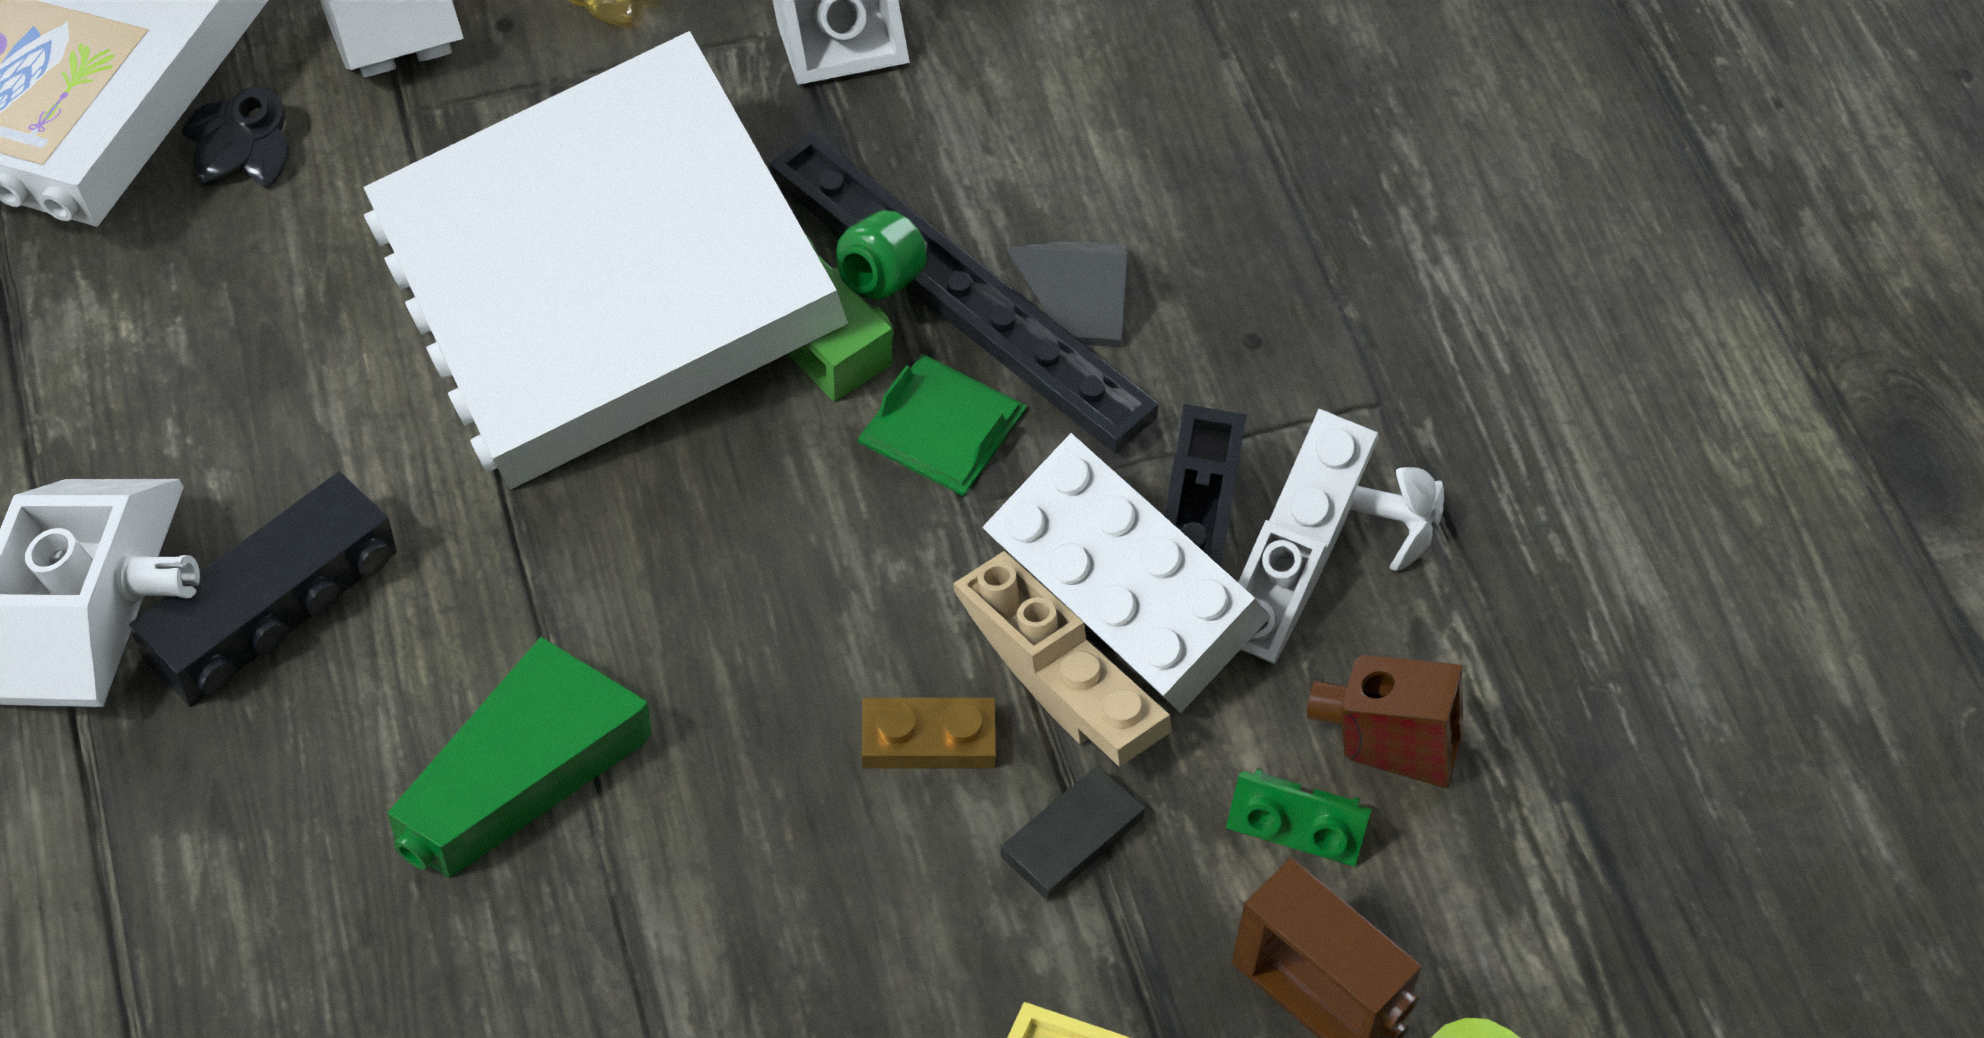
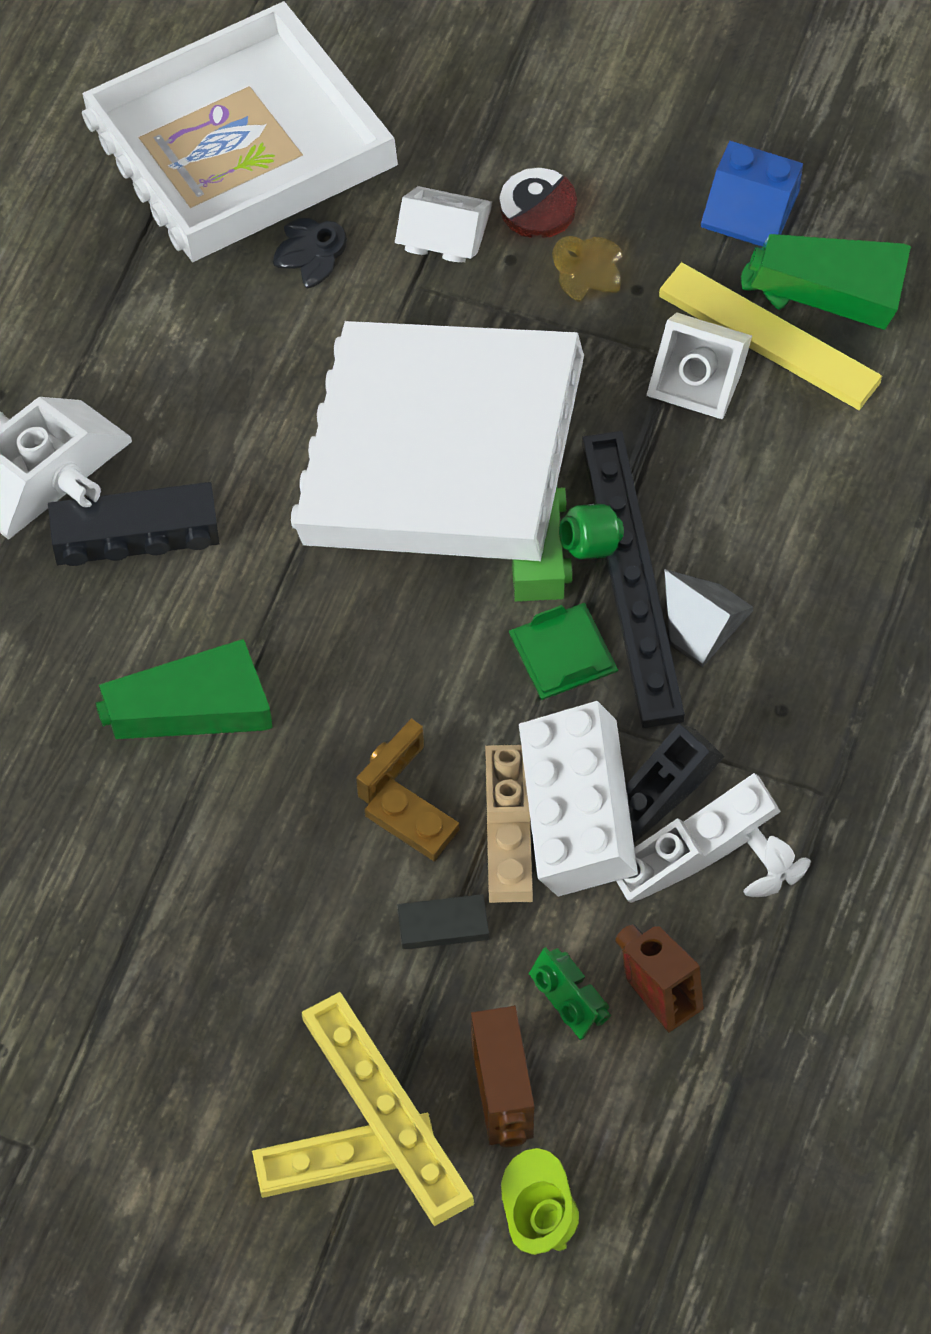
camera: 40 degrees right, 5 degrees up
(845, 676) = (390, 760): none -> pearl gold plate

